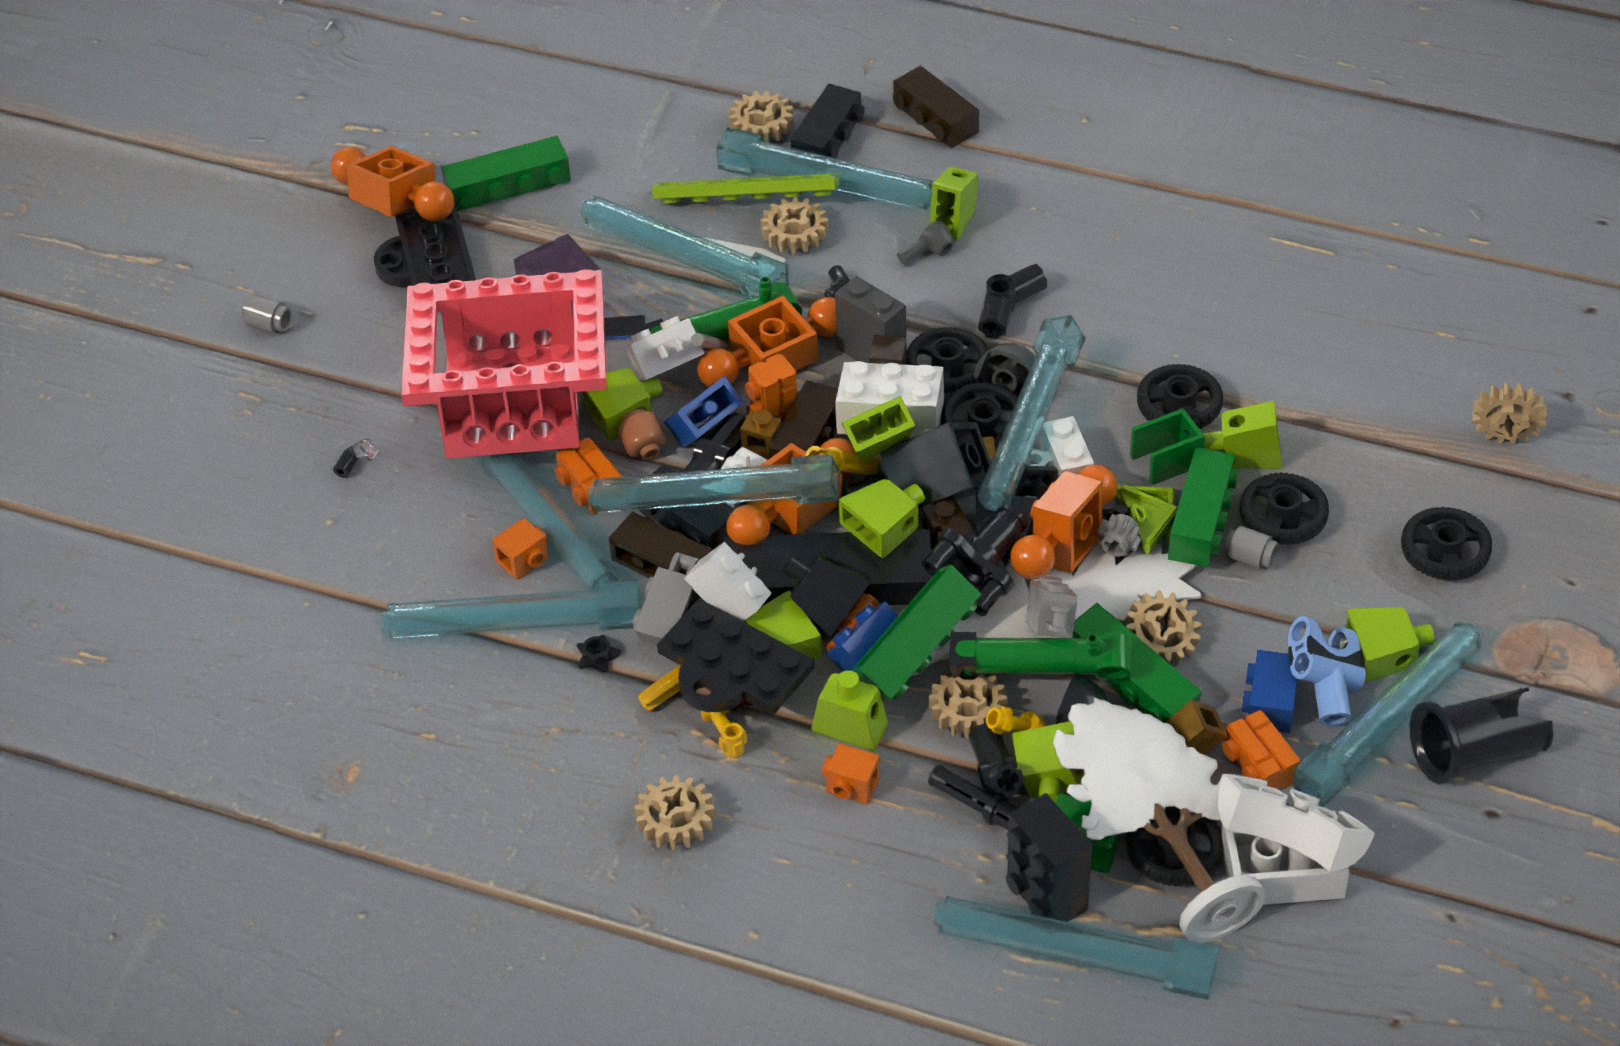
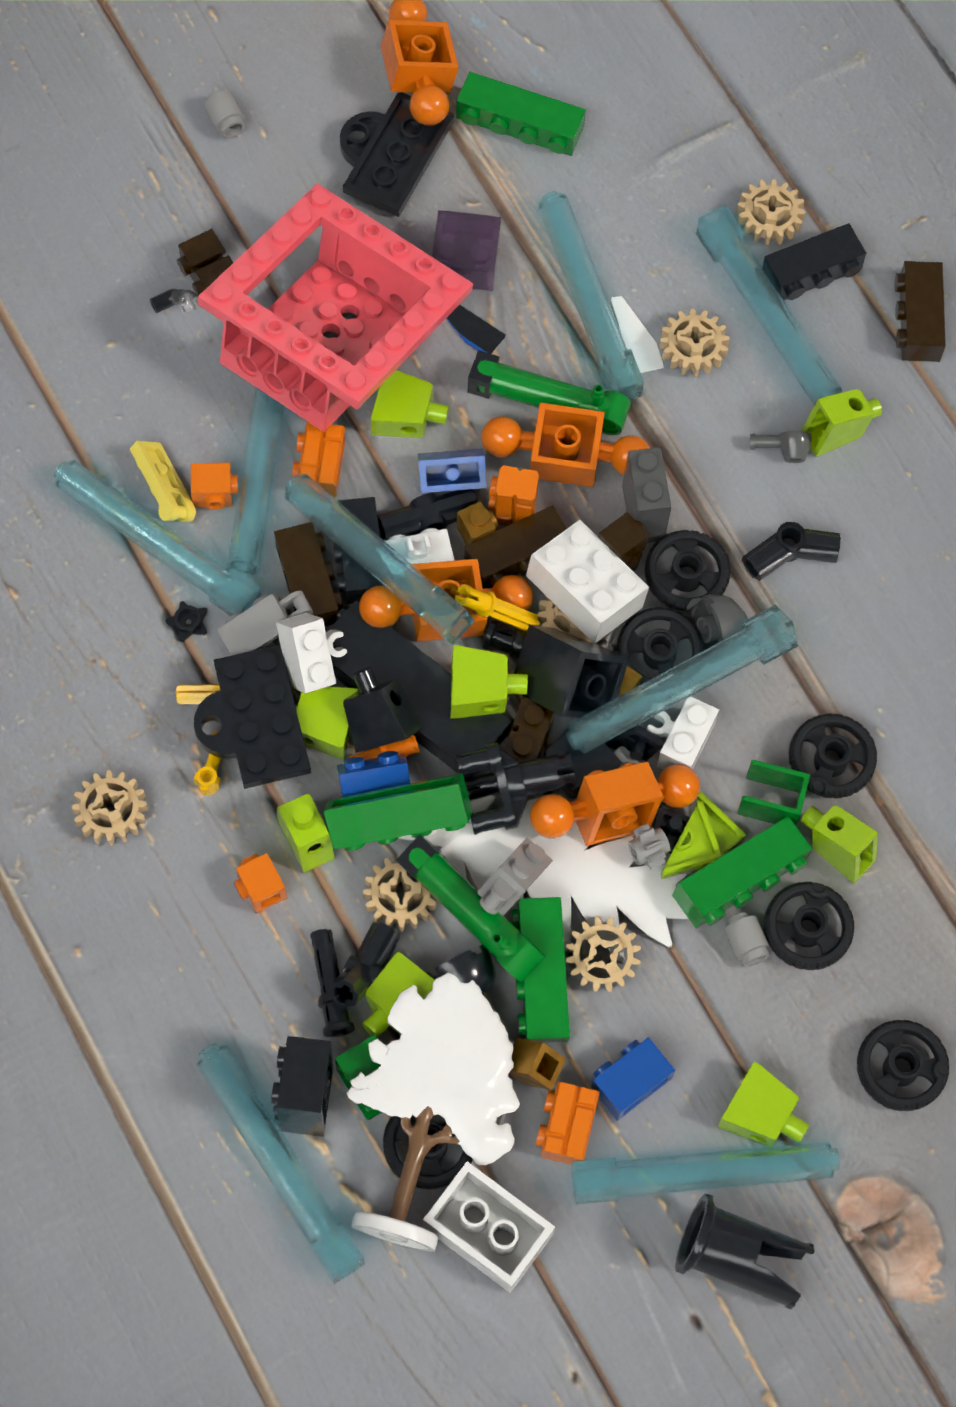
camera: 35 degrees right, 20 degrees up
(376, 420) = (203, 260): none -> dark brown piece
(479, 573) = (163, 482): none -> light yellow plate
(642, 434) = (392, 452): nougat head -> none
(664, 349) = (470, 389): white brick -> none
(708, 342) = (507, 411): light grey bar -> none
(757, 186) = (689, 275): lime plate -> none
(839, 280) = (676, 431): black arm -> none
(879, 428) = (534, 608): lime torso -> none
(1003, 720) = (426, 951): yellow bar -> none
(1293, 821) = (507, 1210): white brick -> none
(1328, 667) = (684, 1100): light blue connector -> none

